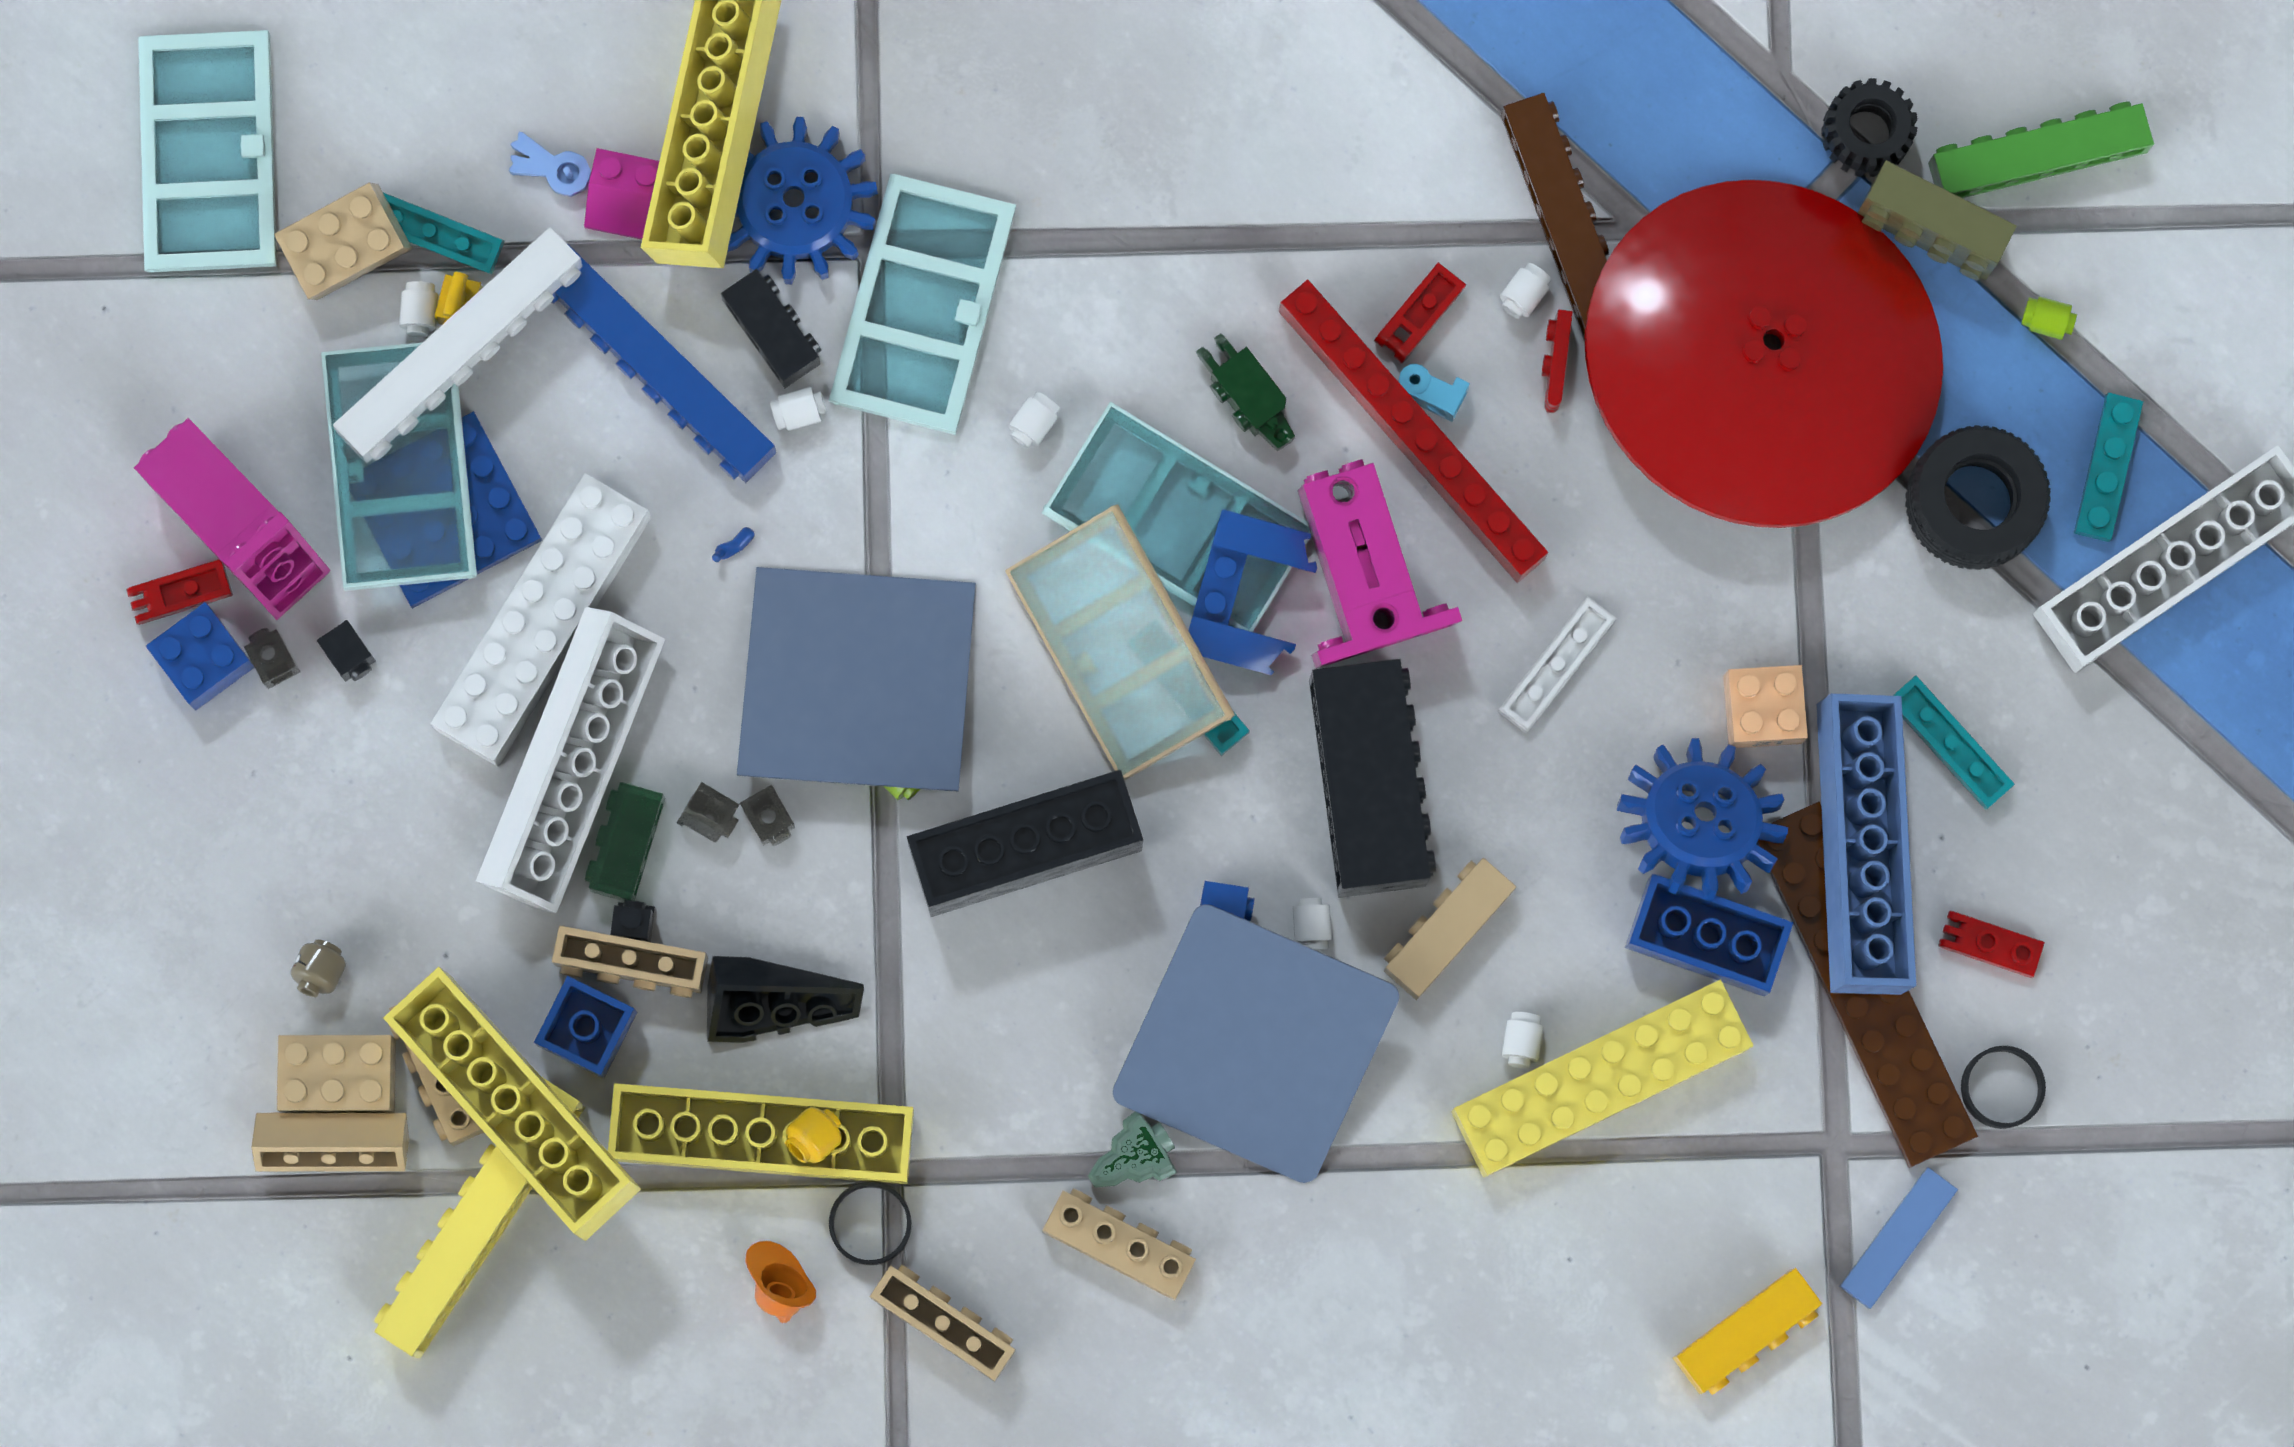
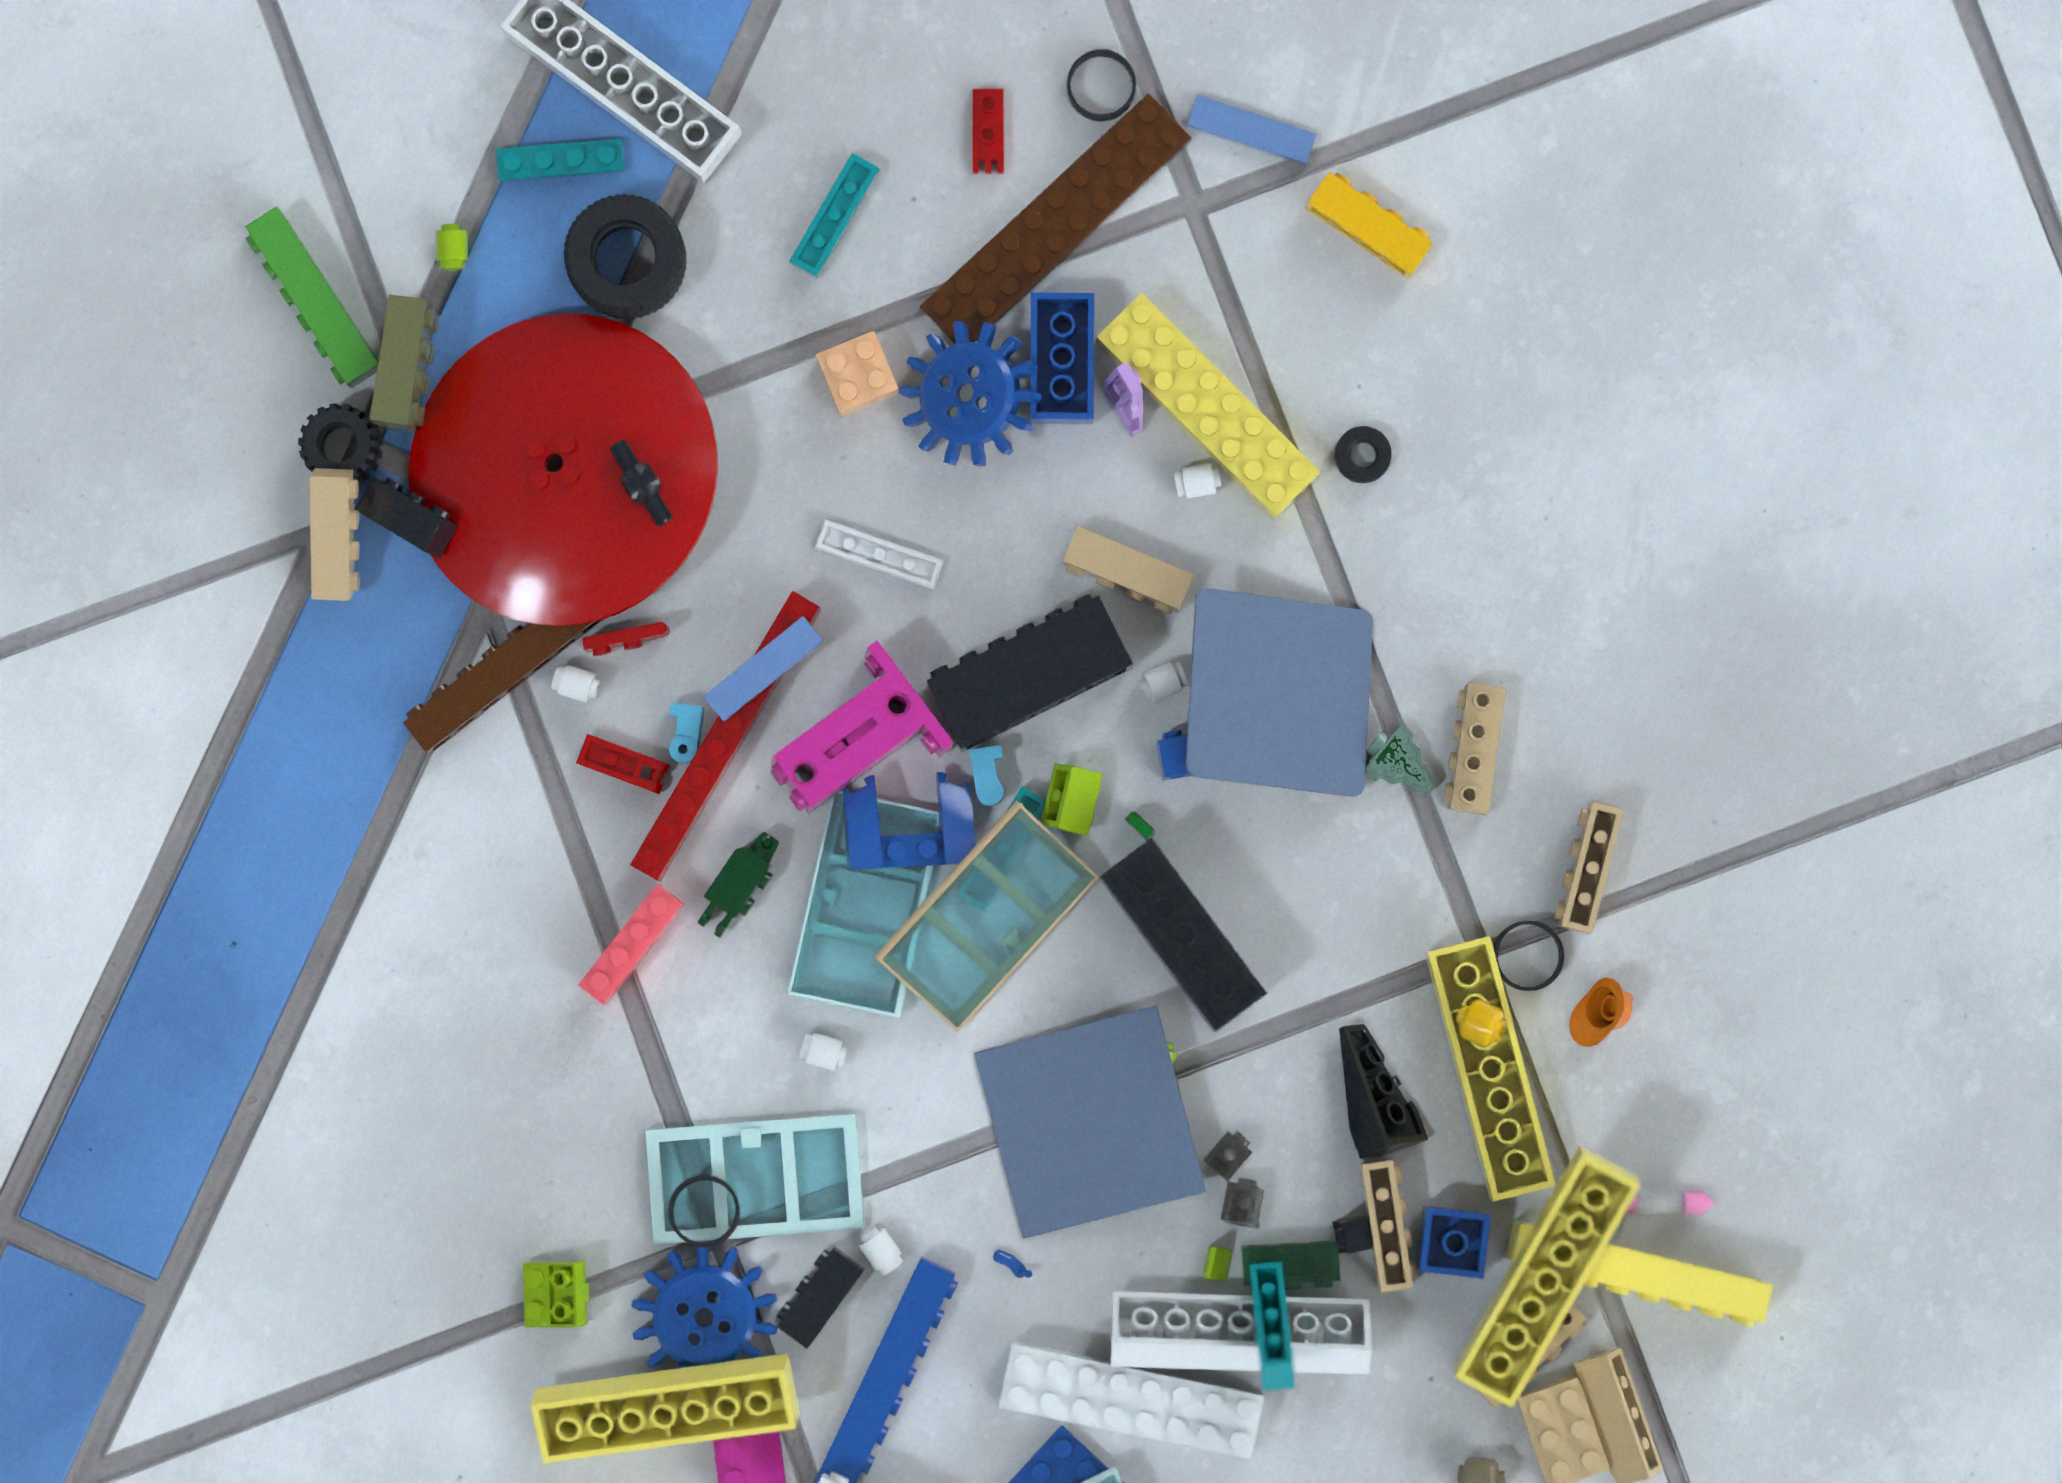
camera: 100 degrees left, 5 degrees up
(545, 1276) = (1668, 1203): none -> clear piece
(565, 786) = (1272, 1326): none -> teal brick
(654, 765) = (1217, 1263): none -> lime slope
(873, 53) = (555, 1294): none -> lime plate
(919, 200) = (684, 1184): none -> black tyre
(1160, 845) = (1140, 825): none -> green tile
(1216, 778) = (1071, 799): none -> lime brick
(1221, 255) = (631, 944): none -> coral brick
(1274, 695) = (988, 788): none -> medium azure leg
(1468, 1235) = (1367, 435): none -> black tyre
(1472, 490) = (763, 669): none -> medium blue tile
(1649, 990) = (1126, 395): none -> lavender wing
(1719, 421) = (641, 483): none -> black axle
(1767, 170) = (407, 515): none -> black brick
(1773, 85) = (333, 534): none -> tan brick
(1866, 844) = (945, 255): medium blue brick -> none

